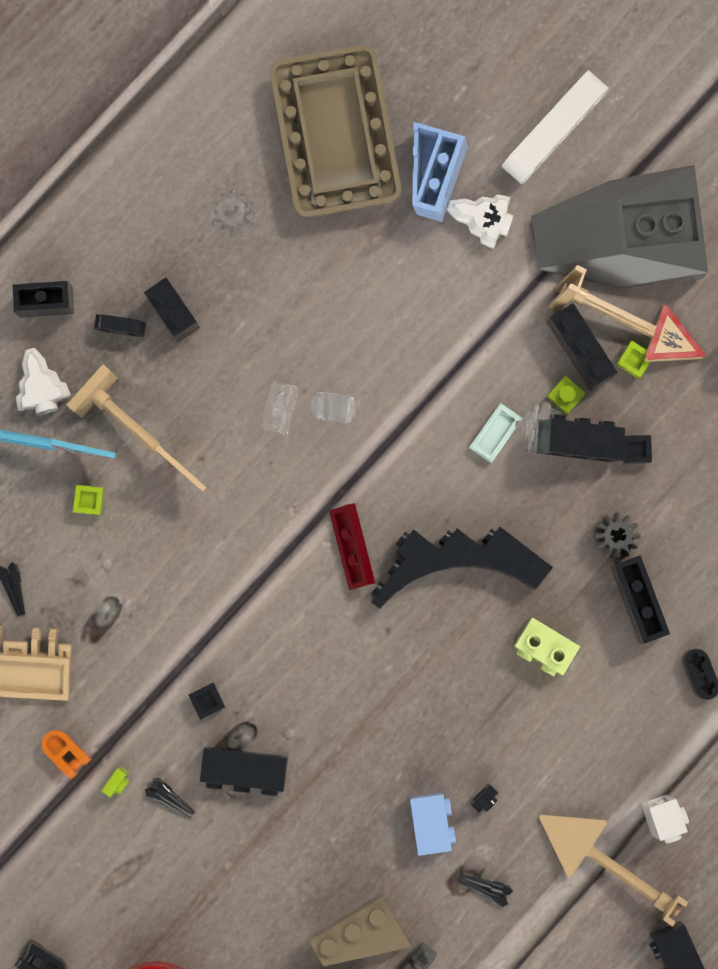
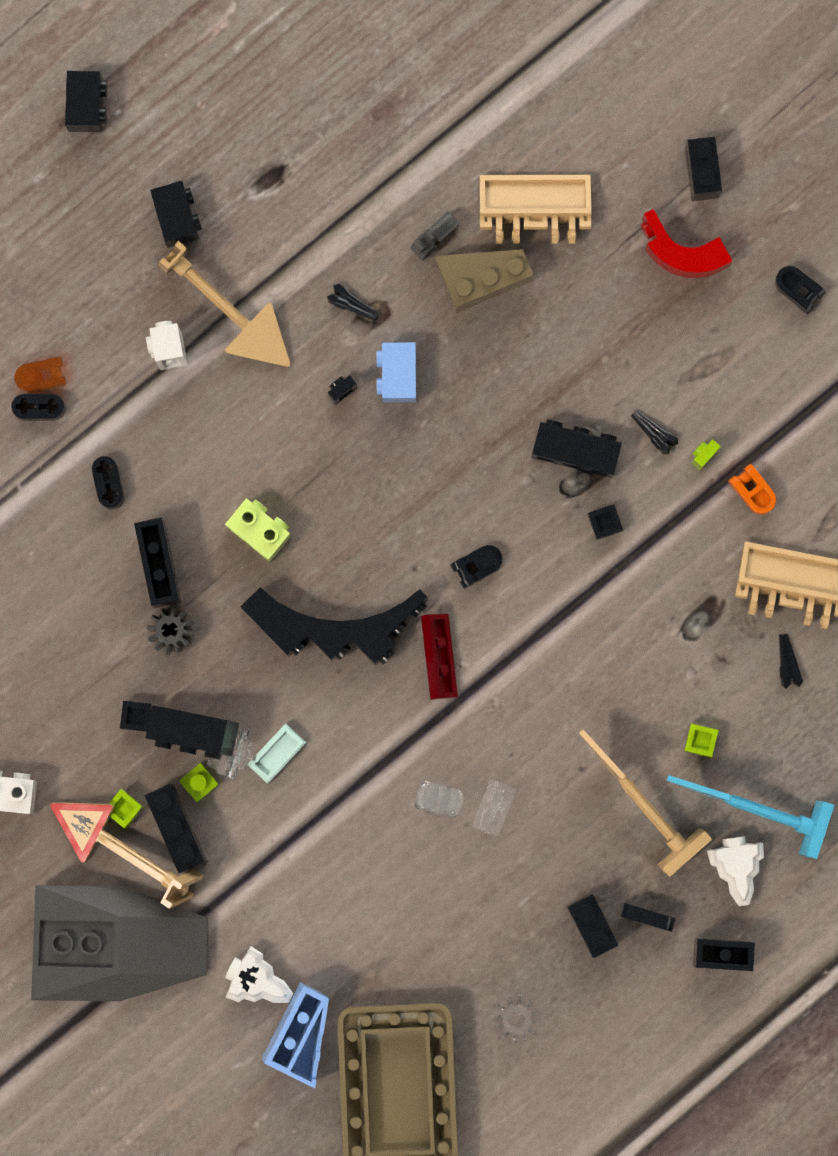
camera: 170 degrees left, 0 degrees up
(319, 649) = (486, 559): none -> black plate
(555, 127) = (167, 1066): white beam -> none

